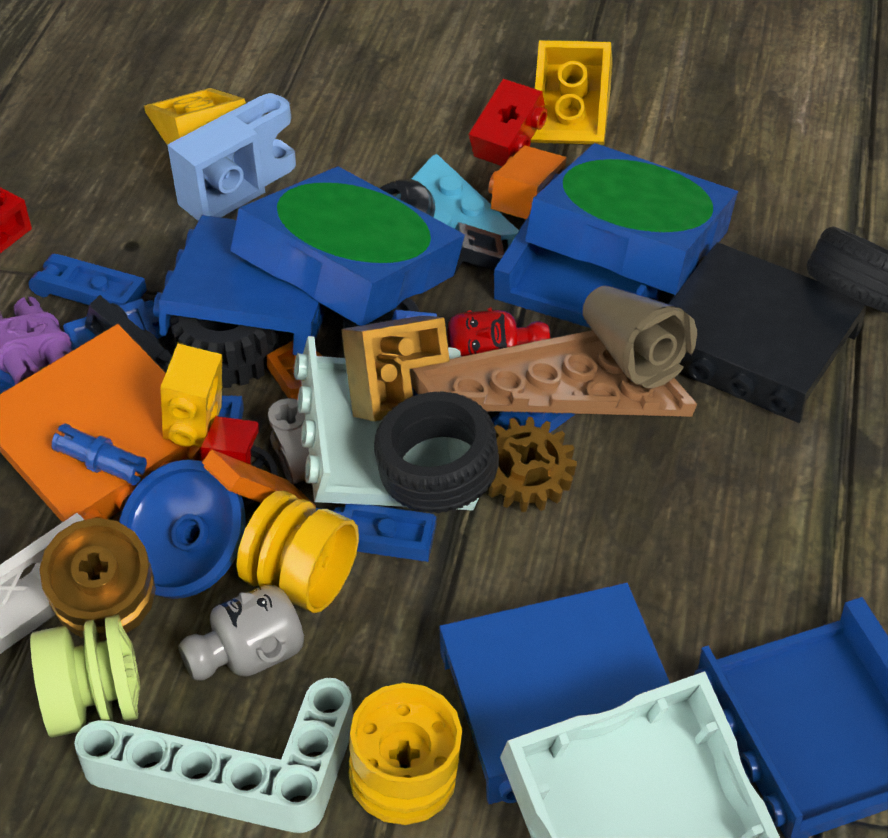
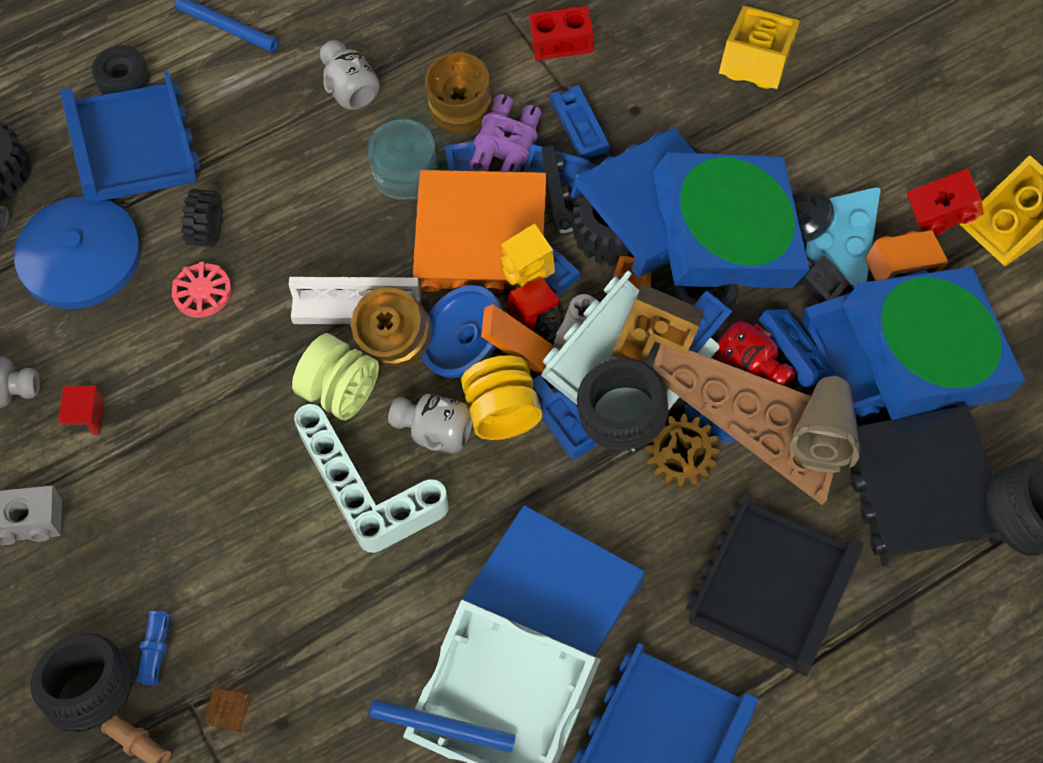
camera: 50 degrees right, 15 degrees up
(99, 454) = (457, 252): blue pin -> none
(232, 158) = (742, 96): light blue brick -> none
(407, 728) = (435, 538): yellow wheel -> none
(559, 315) = (796, 347): none -> blue plate
(746, 509) = (773, 586): none -> black panel

